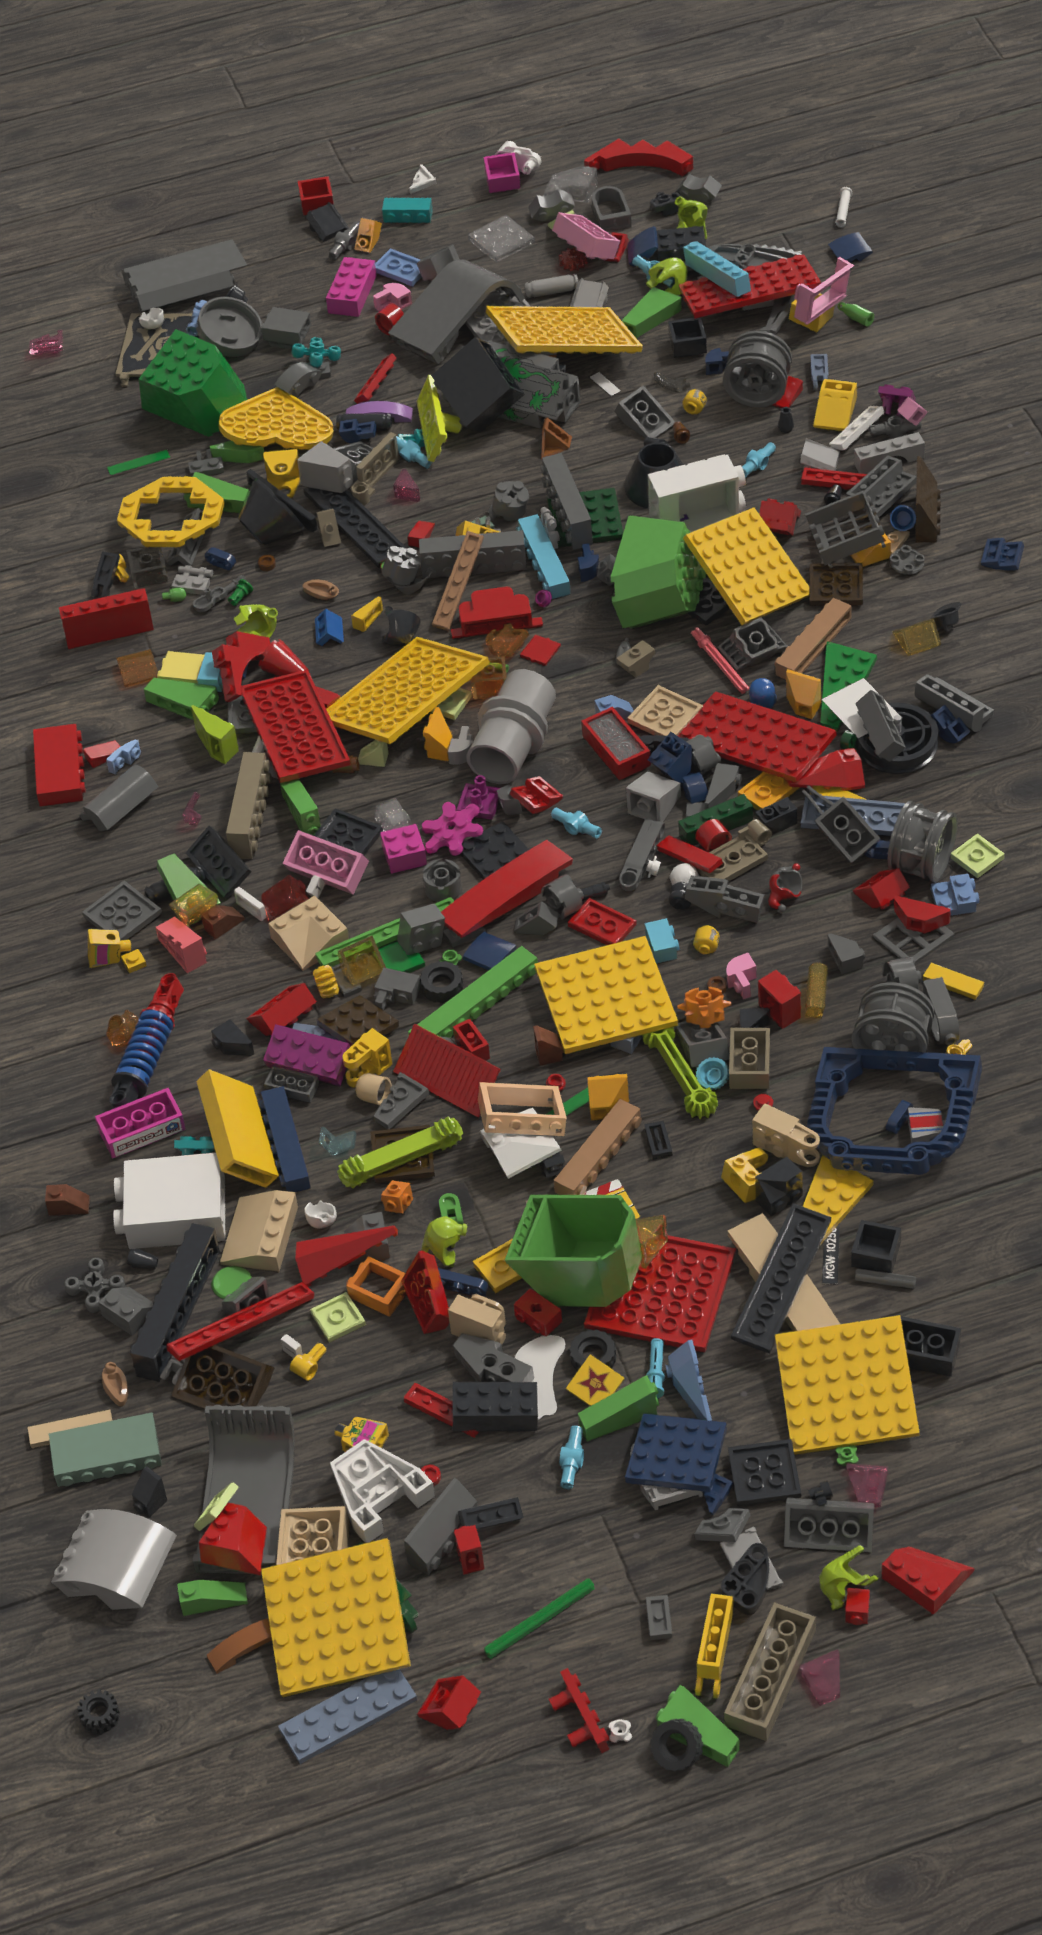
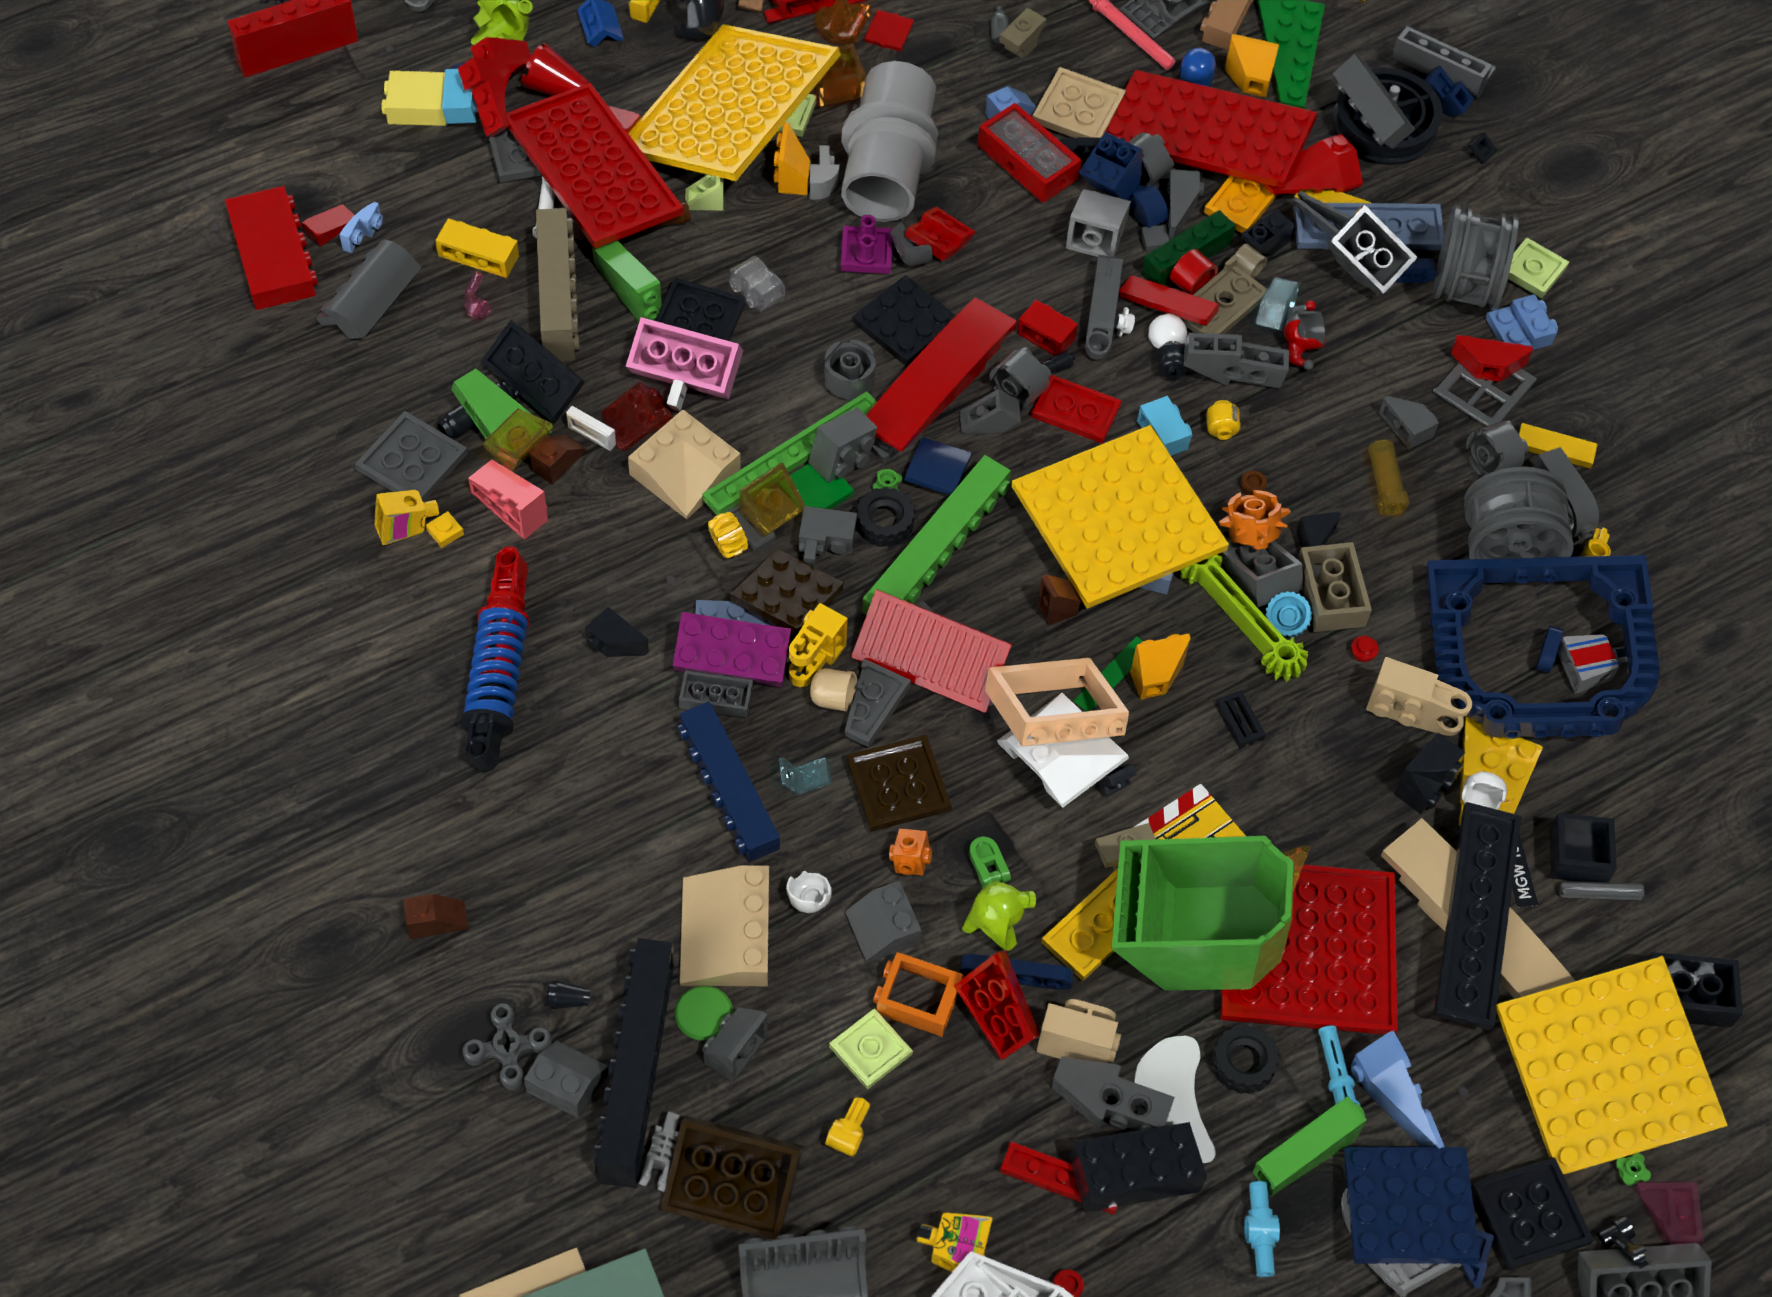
camera: 20 degrees left, 10 degrees up
(115, 1383) = (573, 1203): medium nougat arm -> none
(121, 1028) = (455, 636): clear orange hair -> none
(137, 668) = (350, 97): clear orange slope -> none
(140, 1123) = (515, 781): dark pink brick -> none
(167, 1197) = (590, 898): white brick -> none
(180, 696) = (422, 135): bright green slope -> none
(190, 1144) = (595, 808): teal plate -> none
(201, 777) = (477, 248): none -> yellow brick
(215, 734) = (484, 185): lime slope -> none
(237, 1128) = (662, 777): yellow brick -> none
(240, 1321) = (739, 1084): red tile -> none
(283, 1008) = (675, 582): red slope -> none
(291, 1346) = (820, 1109): white tile -> none
(324, 1254) = (833, 958): red wedge -> none
(360, 1168) = (853, 813): lime arm -> none
(403, 848) = (783, 327): dark pink piece -> none
(452, 838) = (849, 304): dark pink plate -> none
(471, 1040) = (952, 601): red brick -> none
(537, 1313) = (1146, 994): red brick -> none
(556, 1080) = (1079, 649): red plate -> none
(576, 823) = (1005, 269): medium azure pin -> none
(594, 865) = (1047, 328): none -> red brick
(594, 1381) = (1265, 1108): yellow tile -> none
(598, 1149) = (1165, 747): medium nougat brick -> none
(739, 972) = (1281, 465): bright pink brick -> none
(741, 1171) = (1374, 763): yellow brick -> none
(769, 861) = (1275, 303): none -> clear light blue slope
(780, 997) = (1351, 494): red brick -> none
(814, 1199) = (1484, 789): none -> white hair
(844, 705) = (1315, 75): white sticker -> none
(848, 741) = (1332, 125): dark green beam -> none
(882, 888) = (1429, 324): red slope -> none
(966, 767) = (1482, 147): none -> black slope

